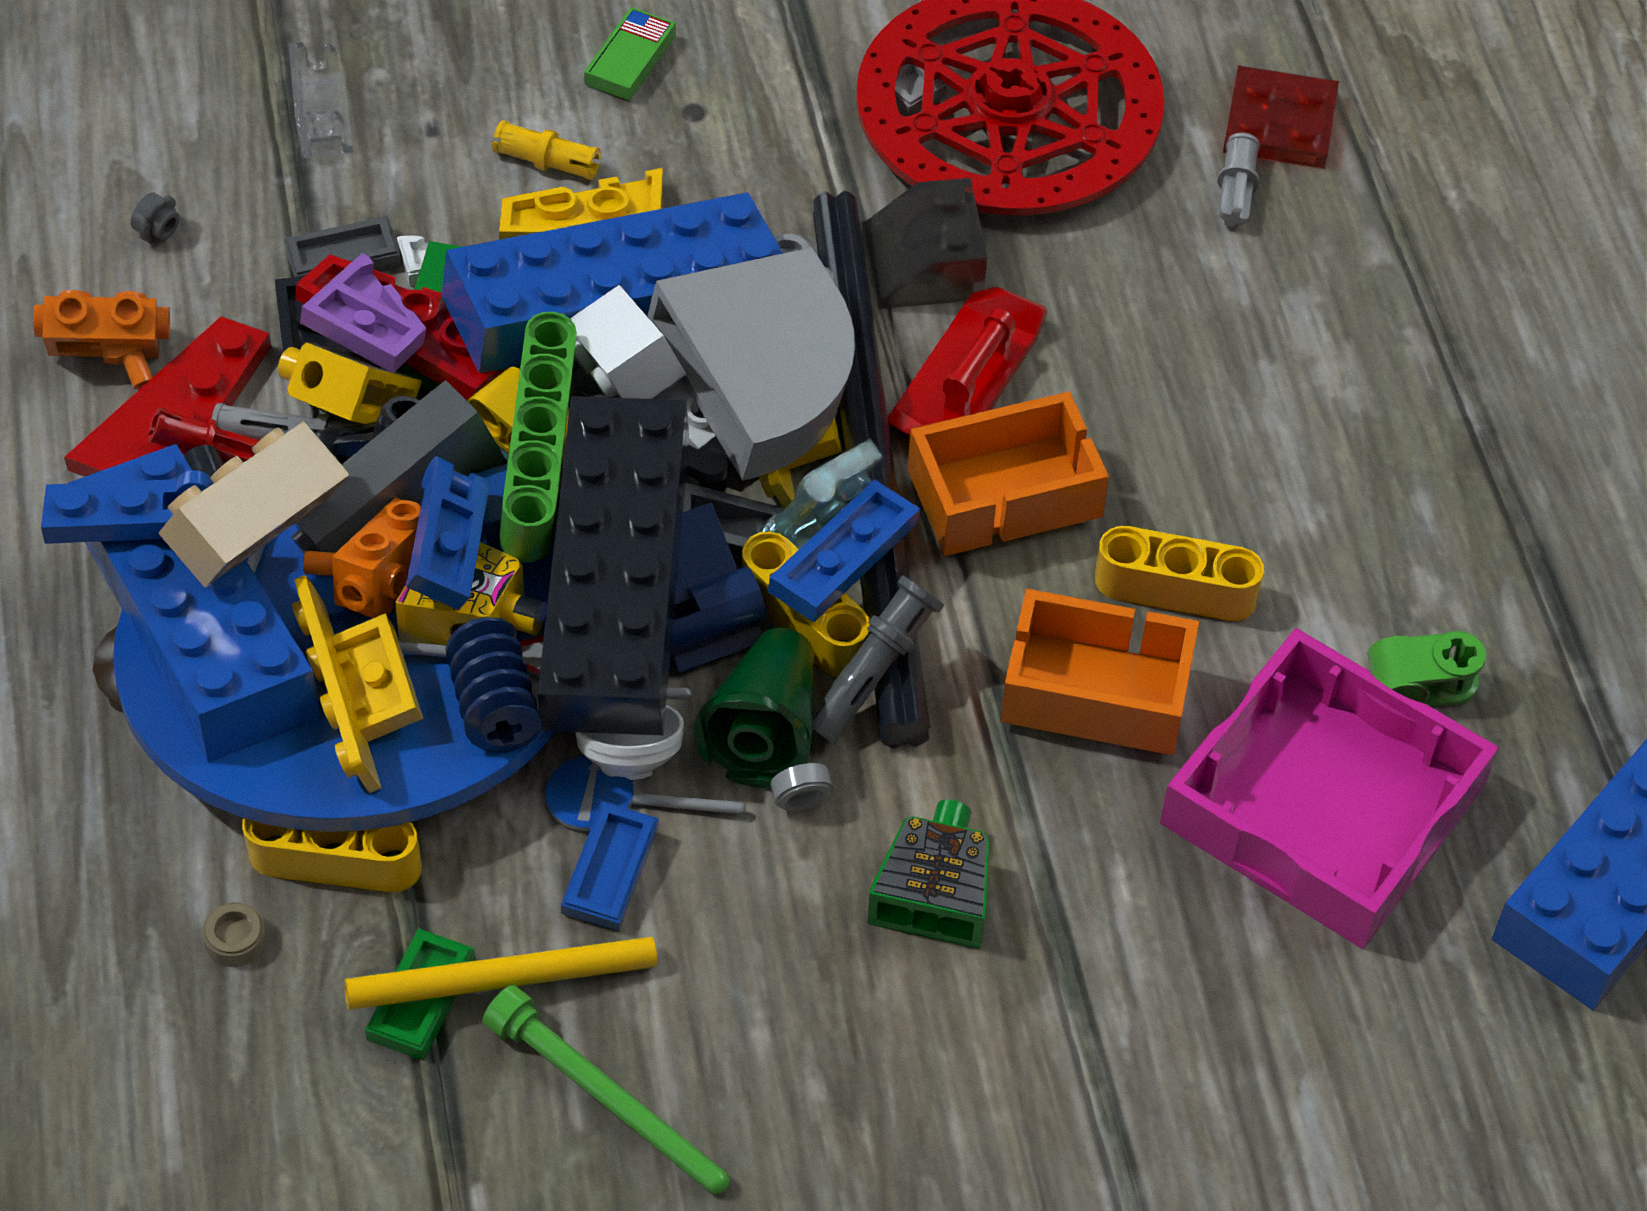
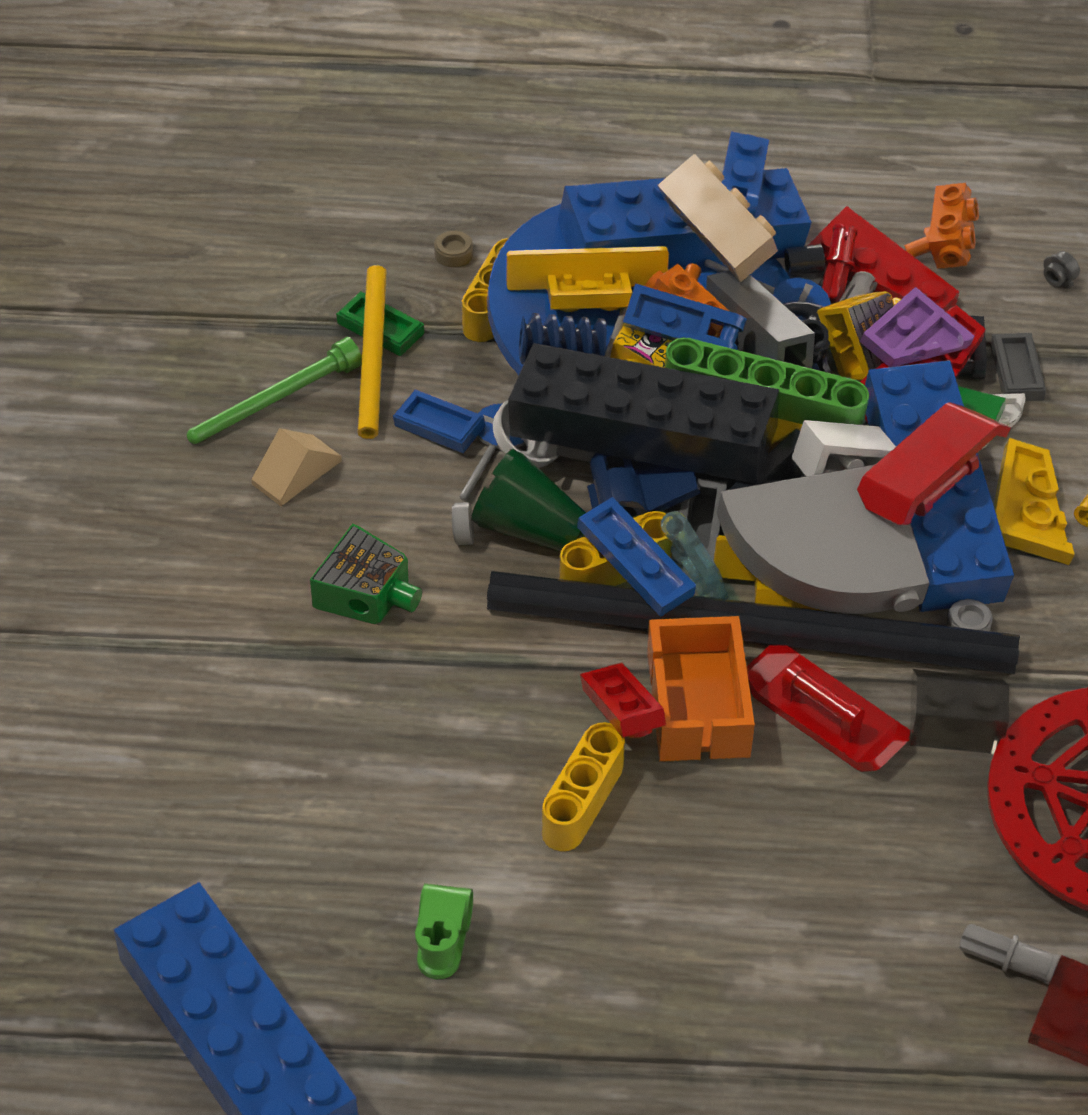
camera: 105 degrees right, 5 degrees down
(654, 233) = (928, 463): none -> red piece
(746, 1023) = (292, 465): none -> tan slope
(889, 638) = (552, 568): dark grey pin -> none
(1060, 536) = (623, 700): none -> red plate
(1080, 681) = (494, 704): orange piece -> none
(1328, 787) = (356, 826): dark pink tile -> none

